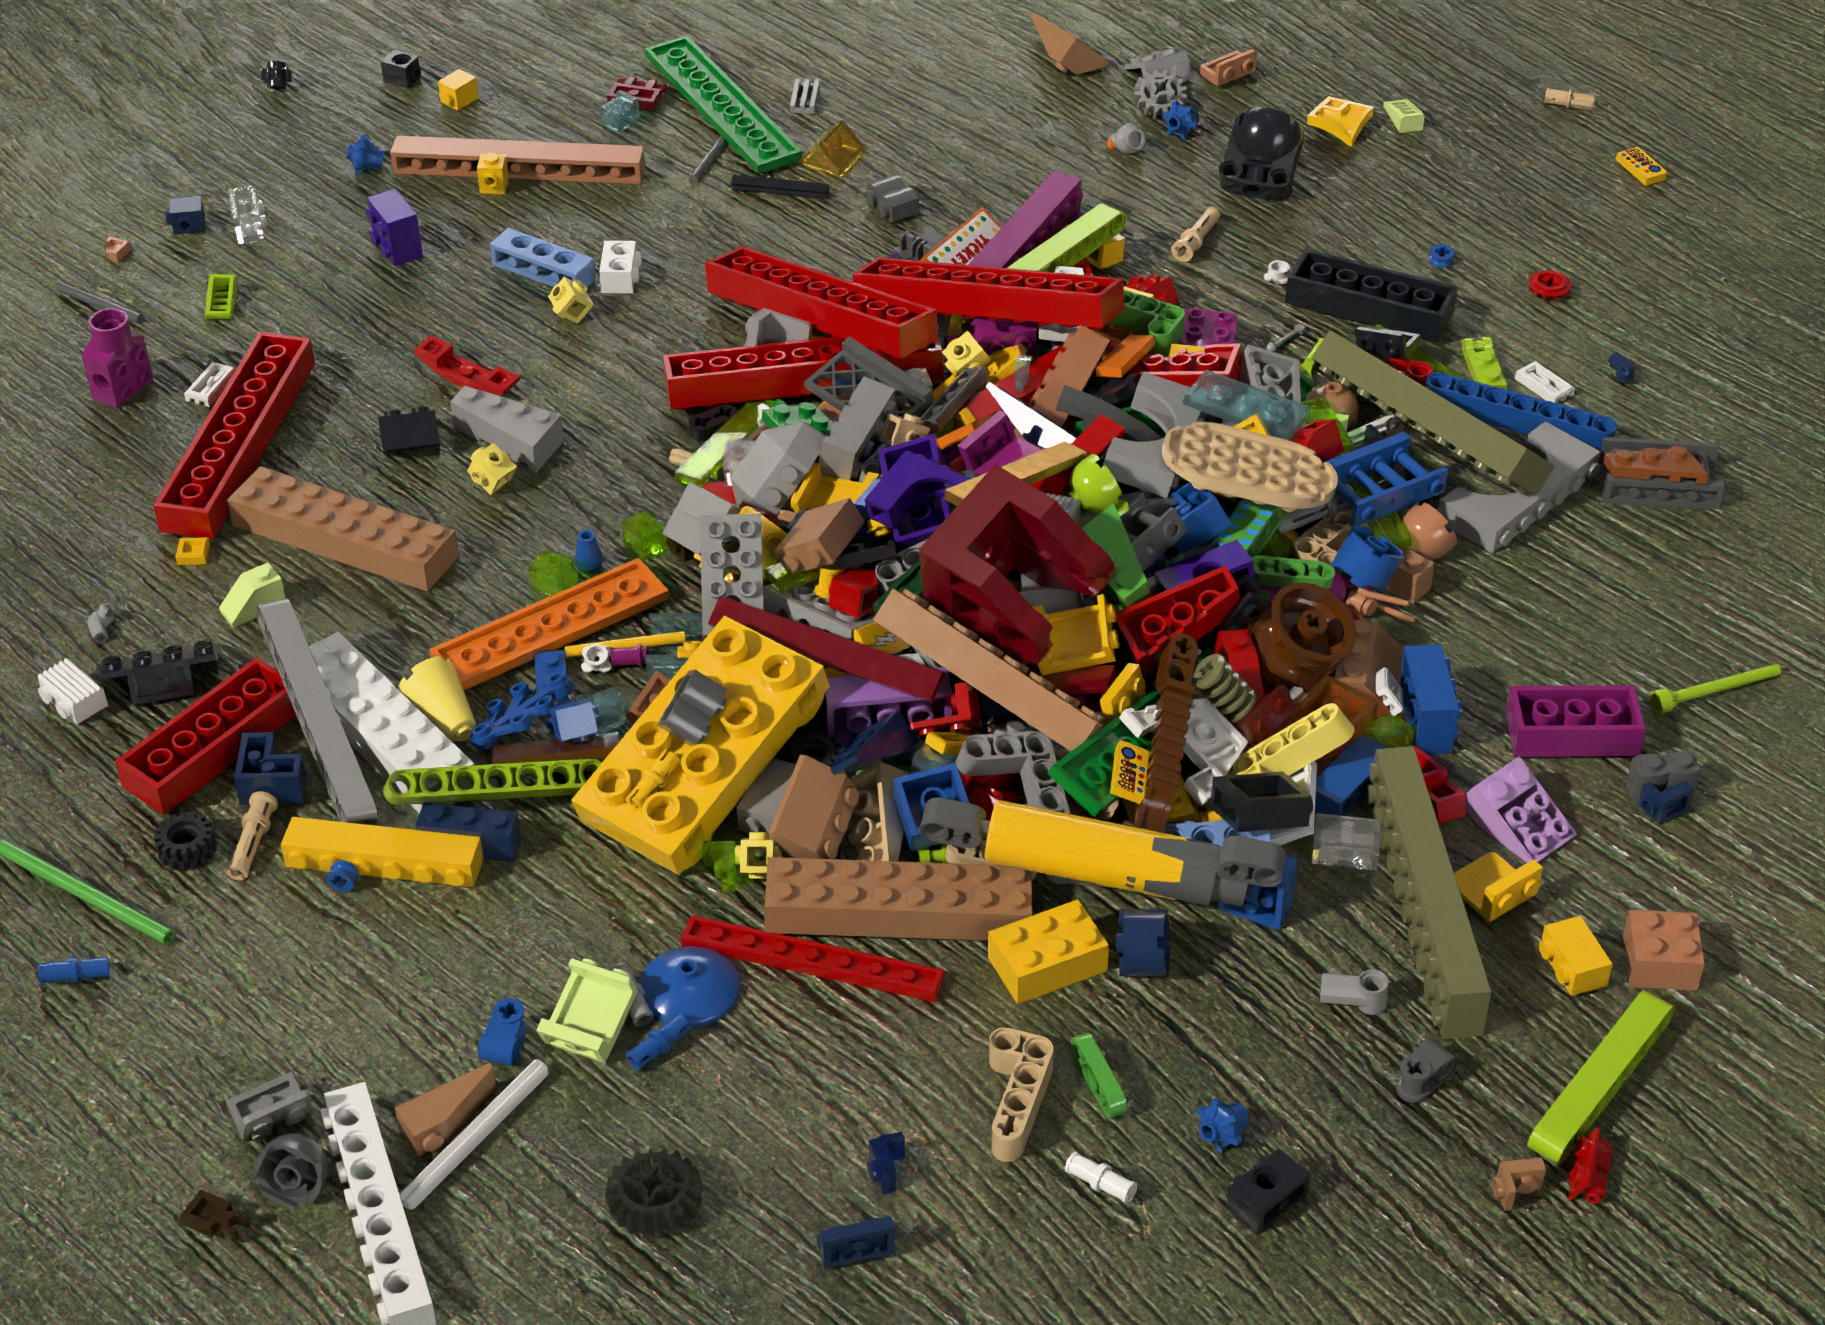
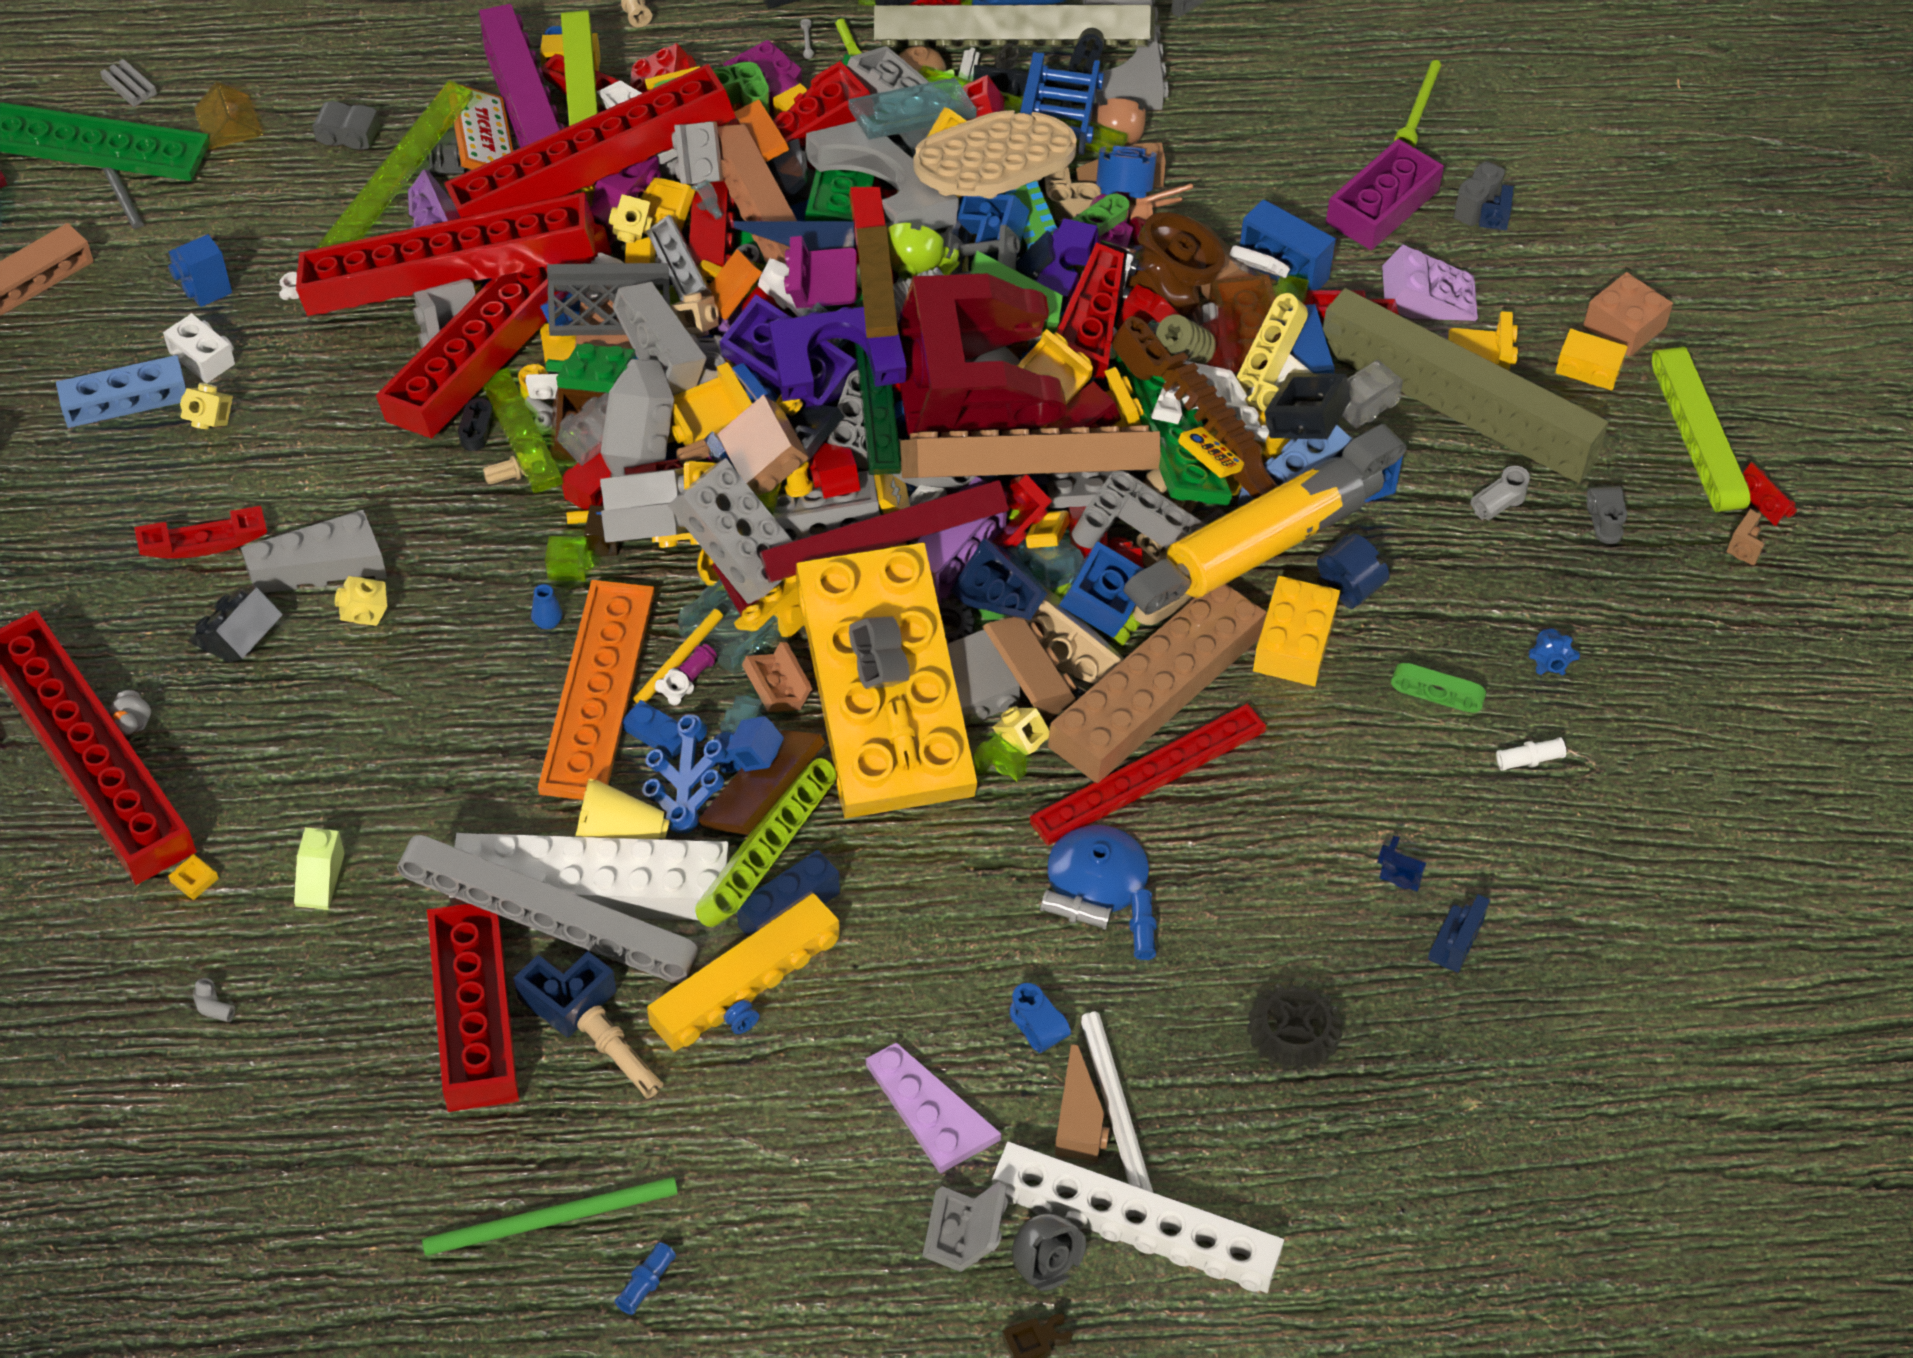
camera: 50 degrees left, 10 degrees up
(71, 691) = (285, 1076): white brick -> none
(160, 674) = (335, 993): black bracket -> none
(189, 853) = (569, 1086): black tyre -> none
(285, 434) = (130, 712): none -> light grey animal
(343, 528) = (307, 750): medium nougat brick -> none
(364, 1037) = (933, 1112): none -> lavender wing
(552, 573) = (541, 647): clear neon green brick -> none
(590, 1010) = (1074, 945): yellowish green panel -> none
(679, 221) = (200, 270): none -> blue brick
(780, 186) = (228, 180): black axle -> none
(884, 236) = (399, 165): none -> clear neon green tile
(1030, 1065) = (1426, 754): tan beam -> none
(1043, 333) = (697, 153): none -> light grey bracket
(1090, 408) = (830, 191): dark grey slope -> none
(1267, 1190) = (1632, 672): black brick -> none
(1449, 456) = (1081, 52): none -> black beam

